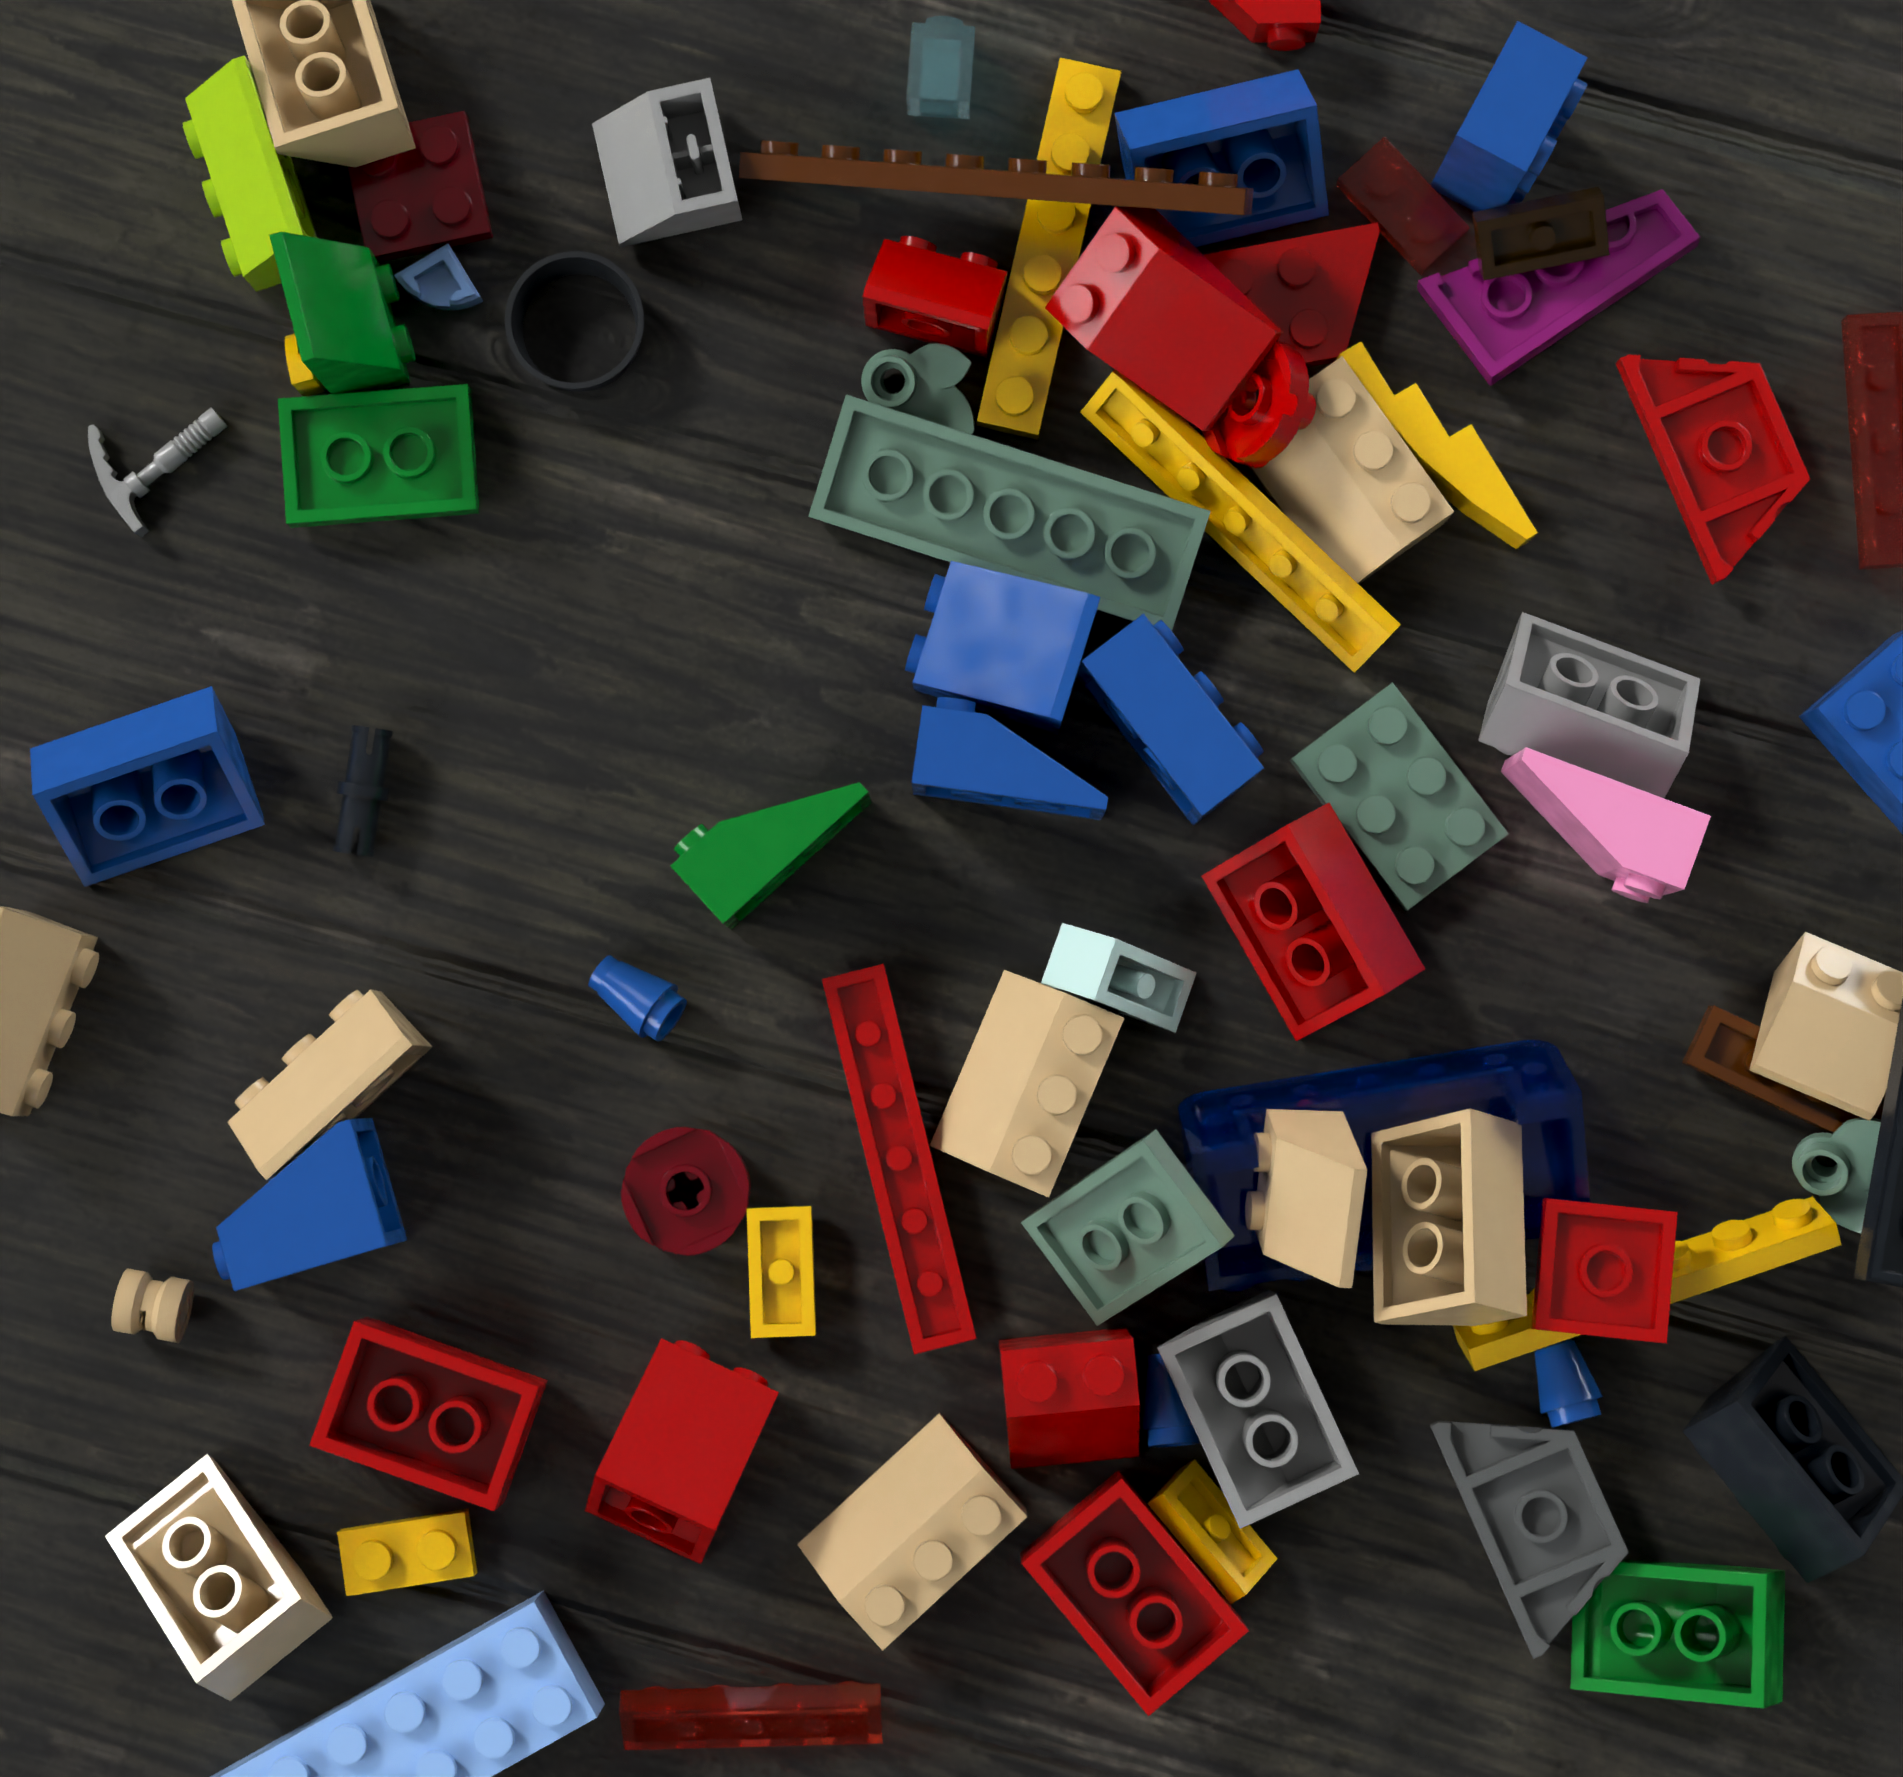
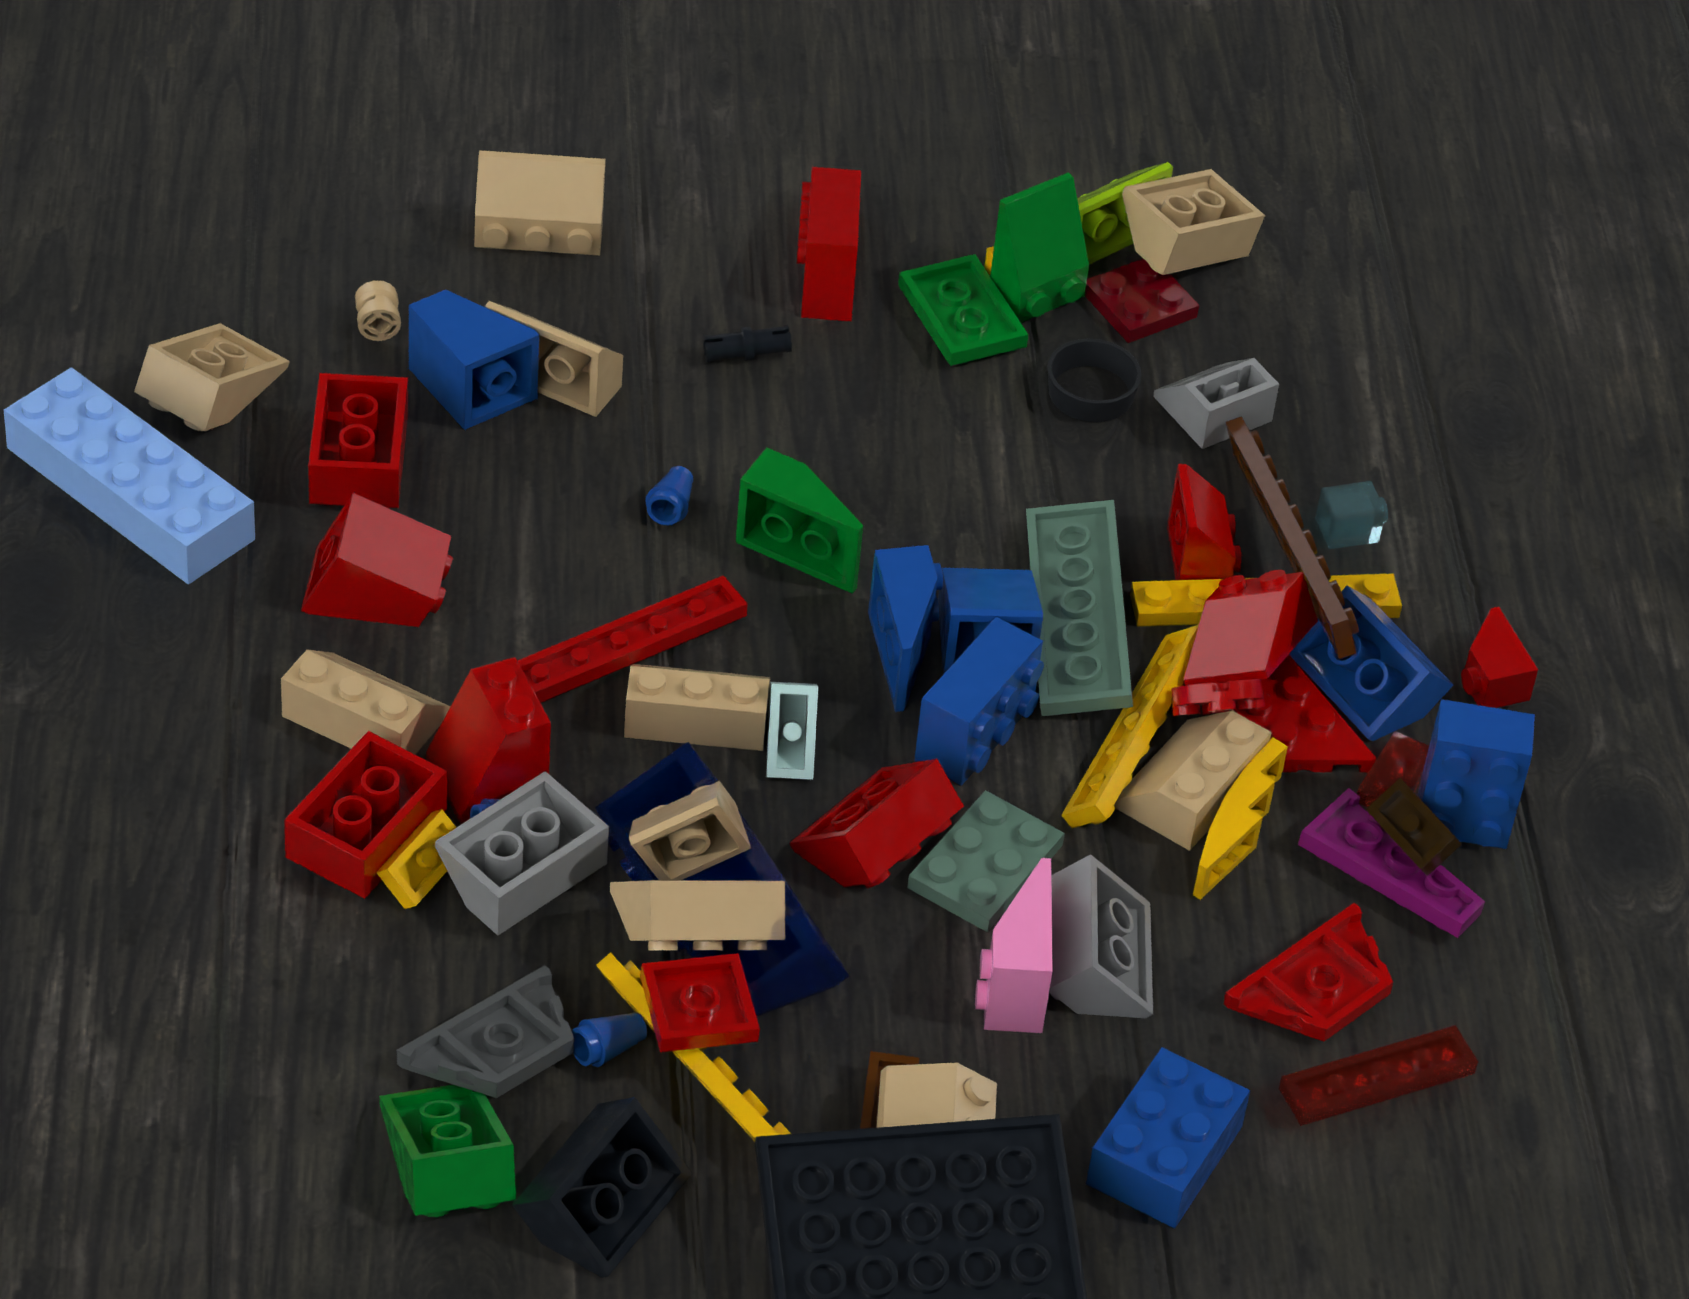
camera: 65 degrees right, 40 degrees down
(145, 786) = (704, 246): blue slope -> none
(165, 460) = (885, 208): light grey piece -> none
(189, 598) = (829, 242): none -> red wedge
(407, 1552) = (258, 464): yellow plate -> none
(439, 281) = (1088, 320): medium blue tile -> none
(651, 1177) = (552, 564): dark red plate -> none
(751, 1716) = (207, 645): clear red plate -> none
(781, 1271) = (517, 601): yellow plate -> none
(928, 385) = (1141, 548): sand green plate -> none
(1127, 1228) = (623, 745): sand green plate -> none

